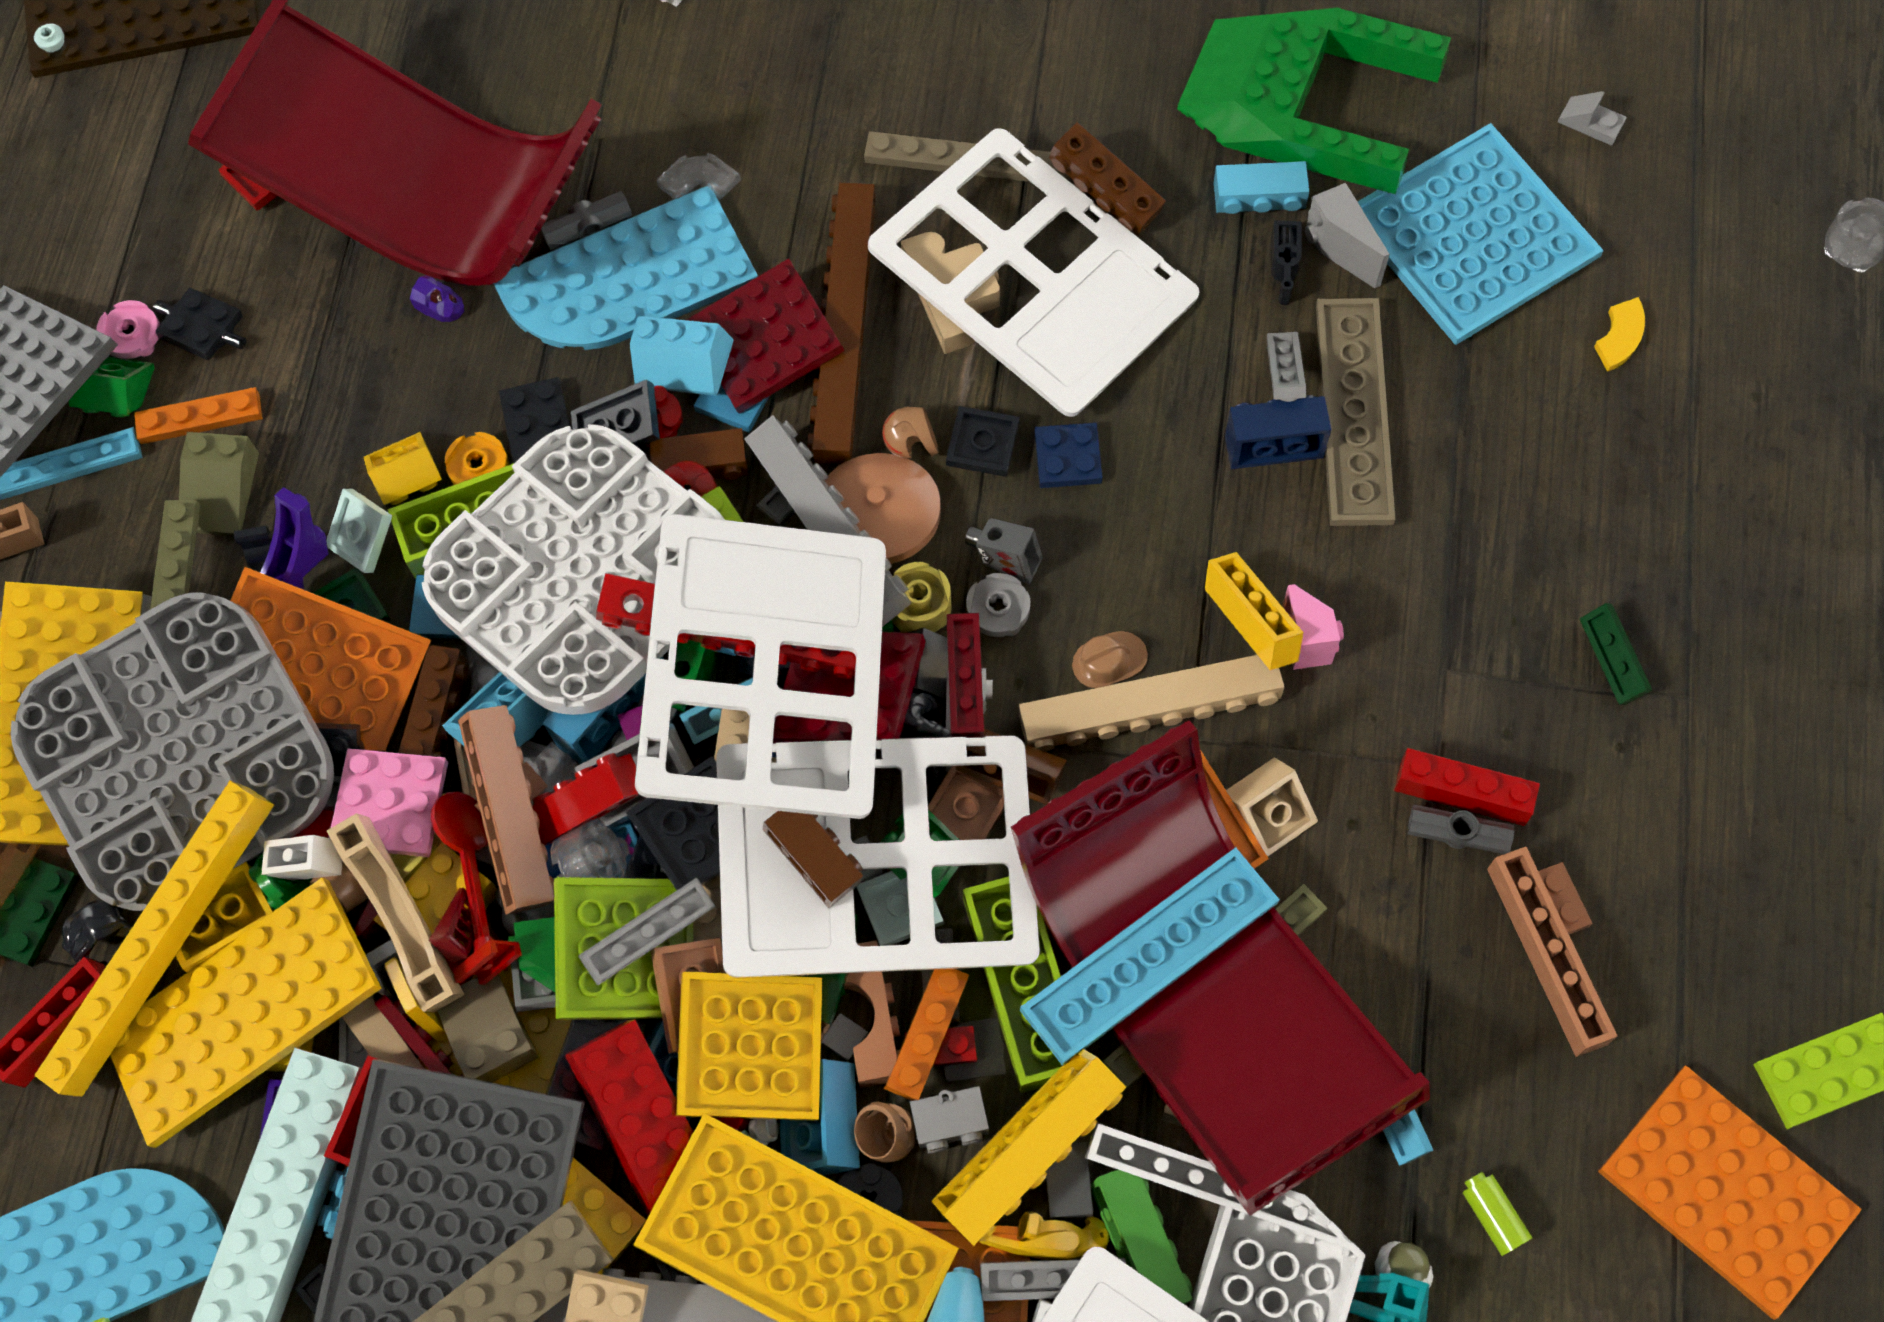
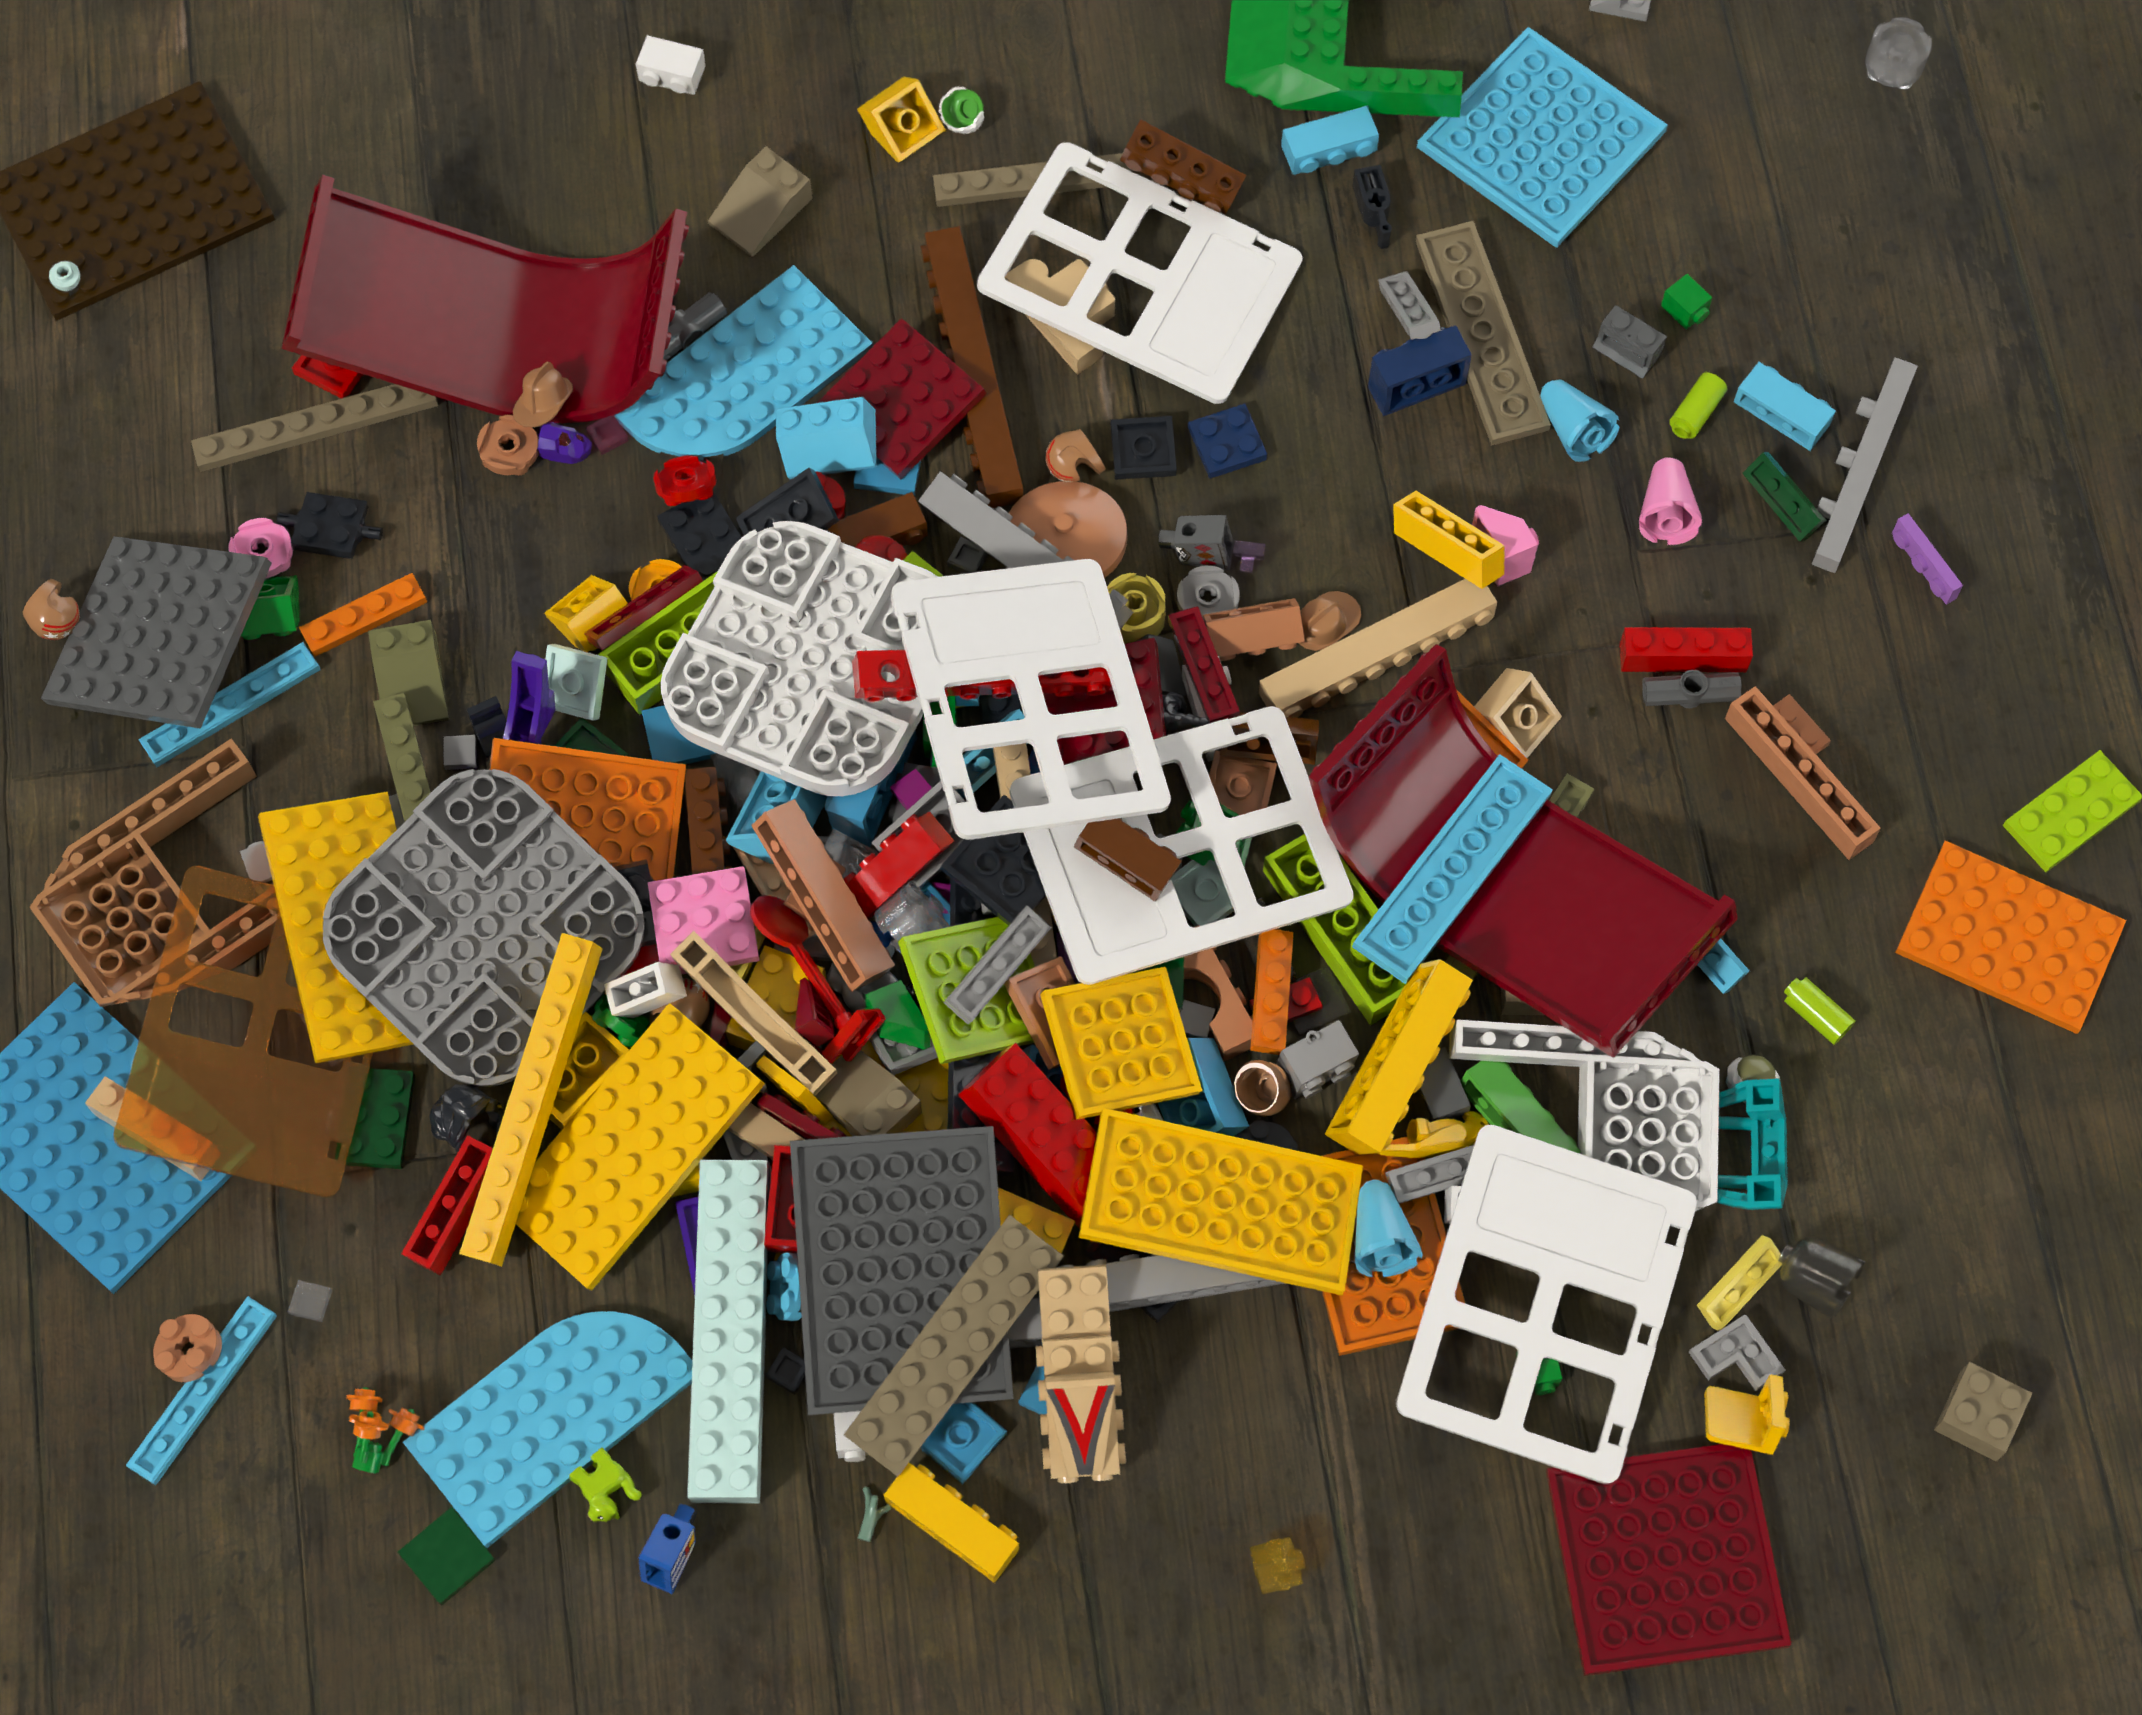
camera: 20 degrees left, 0 degrees up
(213, 226) = (308, 425): none -> dark tan plate
(231, 569) = (460, 752): none -> light grey tile
(391, 304) = (507, 461): none -> nougat plate
(432, 248) = (542, 396): none -> medium nougat piece
(447, 475) = (643, 607): none -> dark red plate
(482, 301) = (607, 434): none -> clear pink tile
(534, 363) = (675, 488): none -> red plate
(700, 117) = (761, 201): none -> dark tan slope
(703, 170) = (785, 252): clear plate -> none
(857, 72) = (901, 118): none -> yellow slope
(915, 77) = (962, 110): none -> bright green hair
(1030, 650) = (1255, 628): none -> nougat brick
(1051, 571) = (1248, 552): none -> clear purple tile
(1346, 235) = (1427, 168): light grey slope -> none
(1424, 522) = (1578, 420): none -> medium azure cone
(1492, 632) = (1669, 505): none -> bright pink cone
(1501, 456) = (1629, 341): none -> dark grey window
(1552, 538) = (1698, 405): none -> lime brick
(1571, 430) = (1687, 302): none -> green brick
(1624, 334) = (1708, 199): yellow tile -> none
(1643, 560) = (1784, 405): none -> medium azure brick
(1707, 641) = (1862, 464): none -> light grey piece
(1748, 758) = (1926, 559): none -> medium lavender plate

